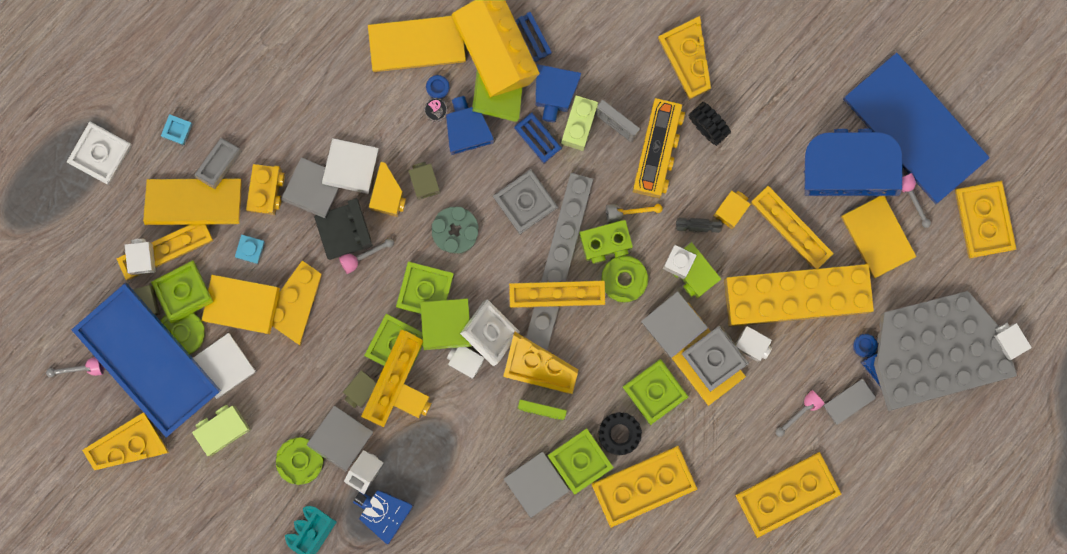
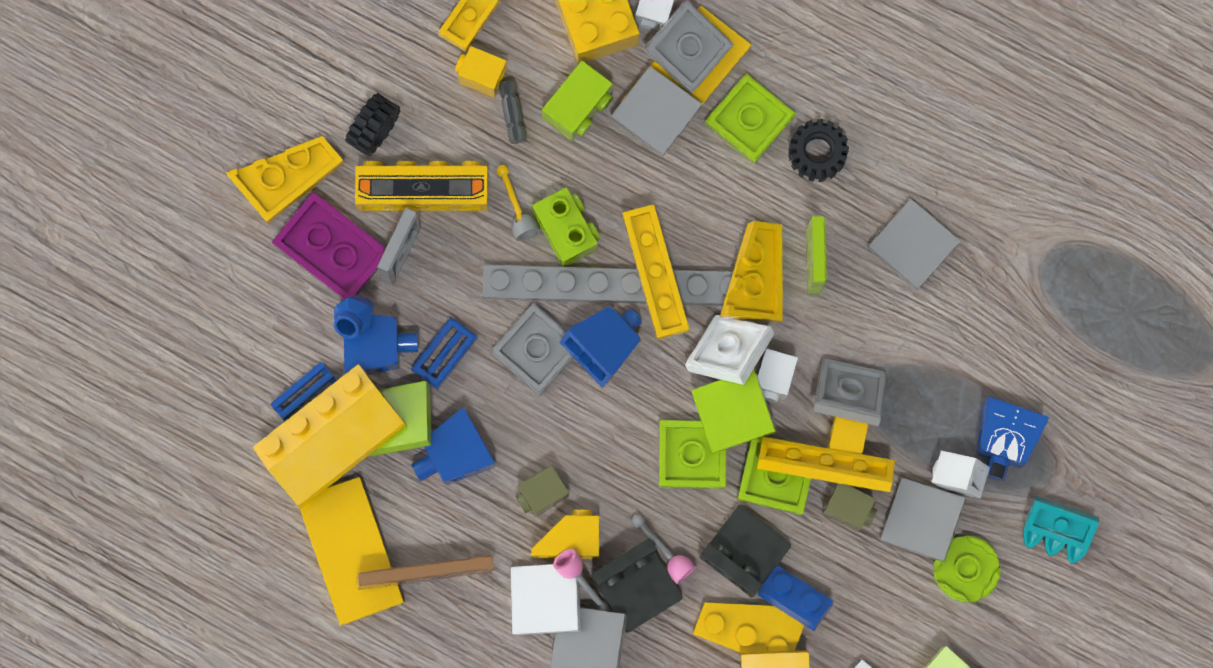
camera: 105 degrees left, 5 degrees down
(308, 336) = (795, 598): none -> blue plate
(348, 309) = (745, 551): none -> pearl dark grey bracket
(366, 184) = (570, 566): none -> bright pink hinge
(387, 88) = (424, 572): none -> medium nougat tile
(435, 110) = (438, 501): tile -> none
(437, 87) = (405, 507): blue tile -> none
(440, 410) = (850, 392): none -> light grey tile
(451, 243) = (599, 415): sand green plate -> none
(517, 247) = (603, 342): none -> blue torso
(573, 77) = (353, 316): none -> blue rock
(579, 123) = (412, 299): yellowish green brick -> none
(580, 461) = (868, 193): lime plate -> none
(630, 76) = (330, 247): none -> magenta plate
(638, 275) = (604, 174): lime tile -> none
(644, 486) = (878, 105): yellow tile -> none
(679, 262) = (574, 115): white brick -> none

